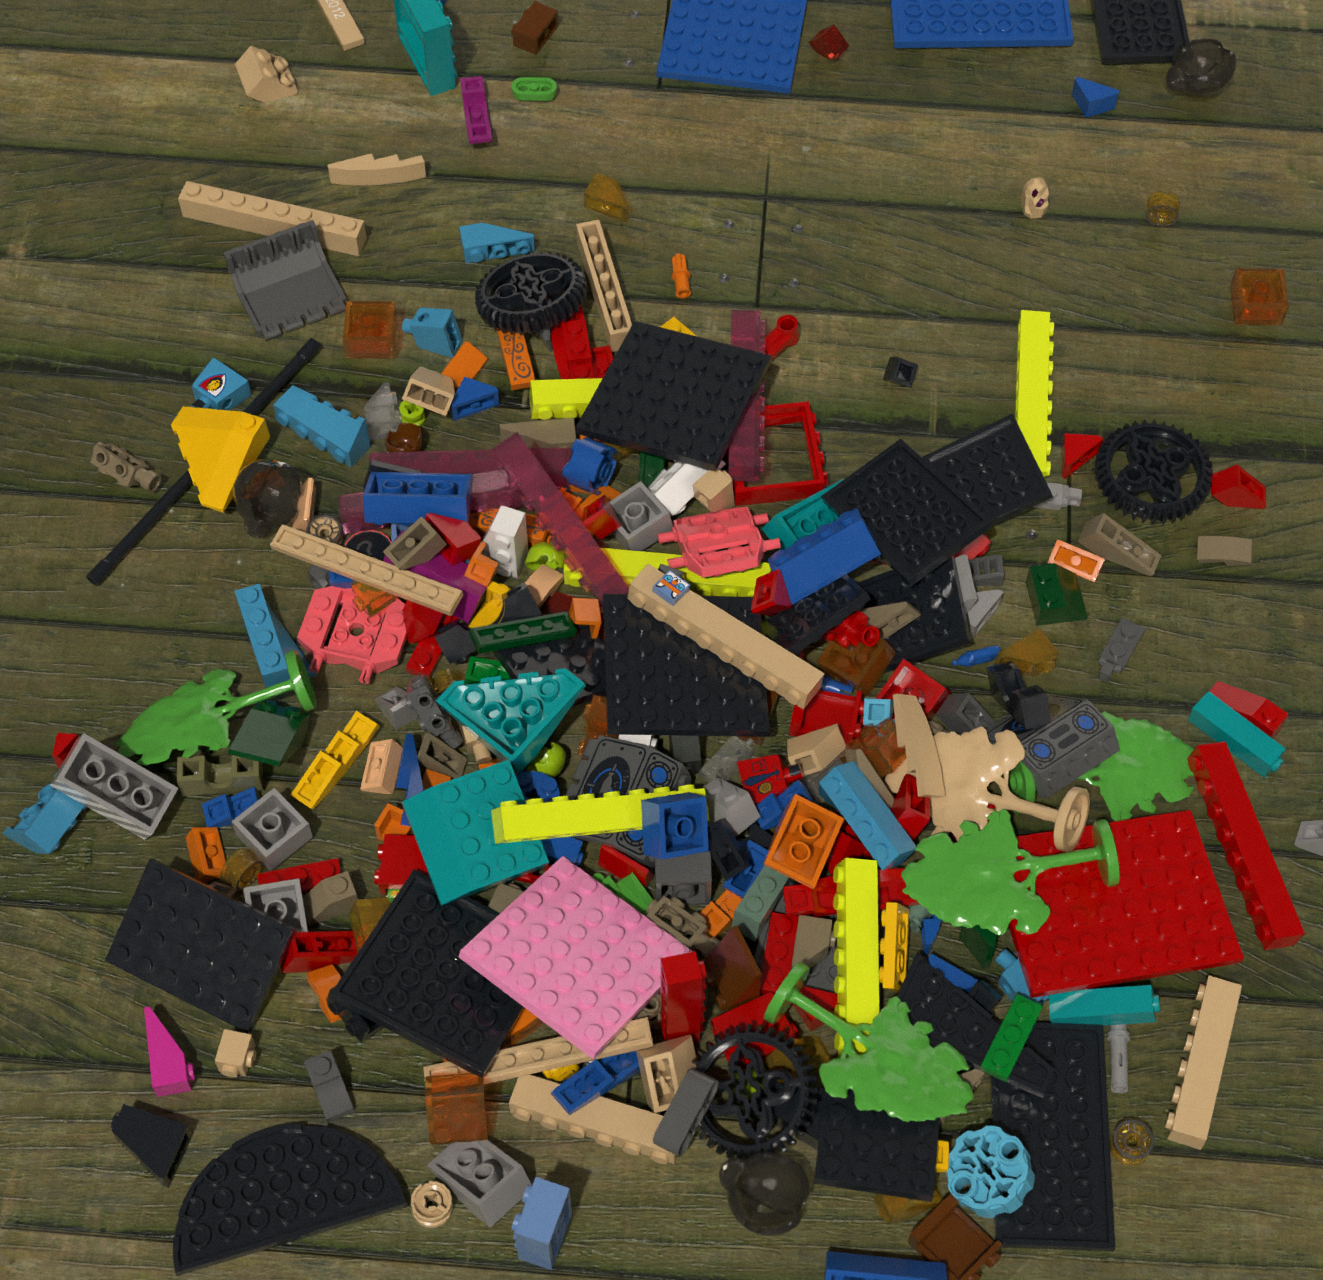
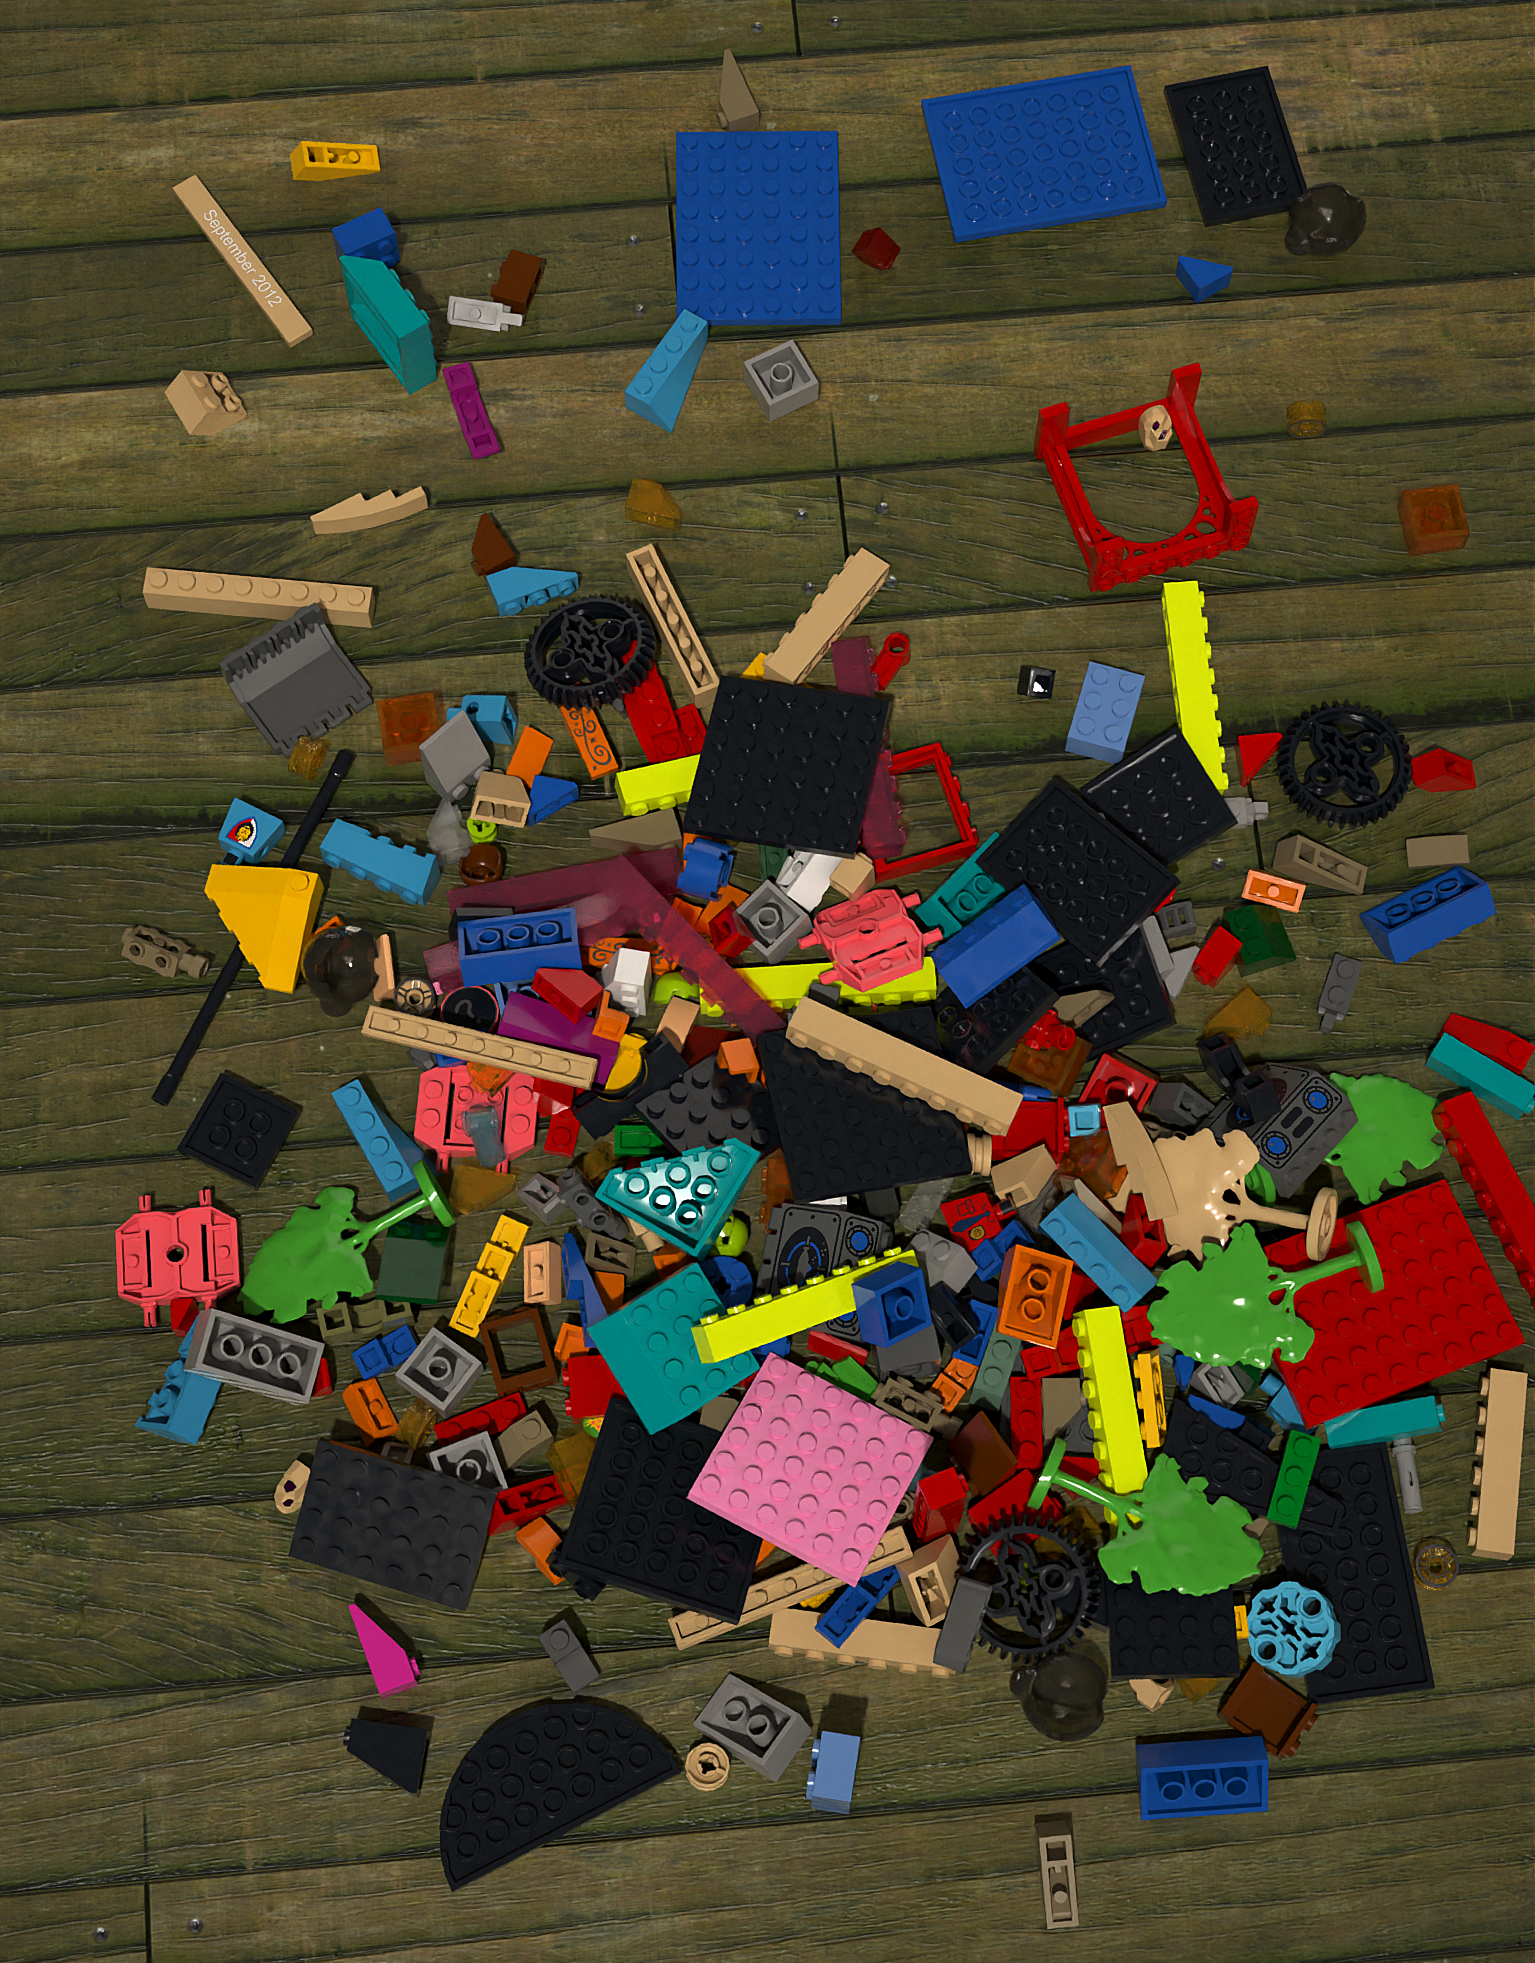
camera: 10 degrees left, 10 degrees up
(44, 705) = (180, 1278): none -> coral piece
(119, 904) = (291, 1488): none -> tan rock
(151, 613) = (238, 1131): none -> black plate
(170, 822) = (323, 1380): none -> red slope
(235, 1053) = (458, 1638): tan brick -> none
(280, 338) = (307, 757): none -> clear yellow wheel
(343, 689) = (478, 1188): none -> clear yellow slope
(346, 849) = (527, 1381): none -> reddish brown window
(355, 638) = (483, 1127): none -> clear light blue piece
(398, 350) = (454, 758): none -> light grey slope
(415, 545) = (532, 1014): dark tan slope -> none
(456, 1108) = (714, 1660): clear orange brick -> none
(467, 208) = (490, 550): none -> reddish brown slope
(501, 45) = (482, 314): none -> light grey hinge
(522, 632) = (672, 1093): dark green tile -> none
(534, 89) = (534, 367): bright green plate -> none
(641, 105) = (667, 374): none -> dark azure wedge
(671, 588) = (835, 1023): tile -> none
(681, 276) = (758, 595): orange axle -> none
(731, 121) = (780, 380): none -> light grey brick
(739, 292) = (826, 620): none -> tan brick
(770, 594) = (942, 999): red slope -> none
(779, 727) = (980, 1153): none -> tan wheel
(850, 1204) = (1152, 1692): none -> tan rock
(954, 401) = (1105, 713): none -> medium blue brick
(955, 948) = (1217, 1385): none -> light grey slope
(973, 275) = (1104, 561): none -> red arch
(977, 656) = (1182, 1028): blue piece -> none
(1017, 602) = (1216, 958): none -> red slope
(1209, 598) = (1429, 913): none -> blue slope

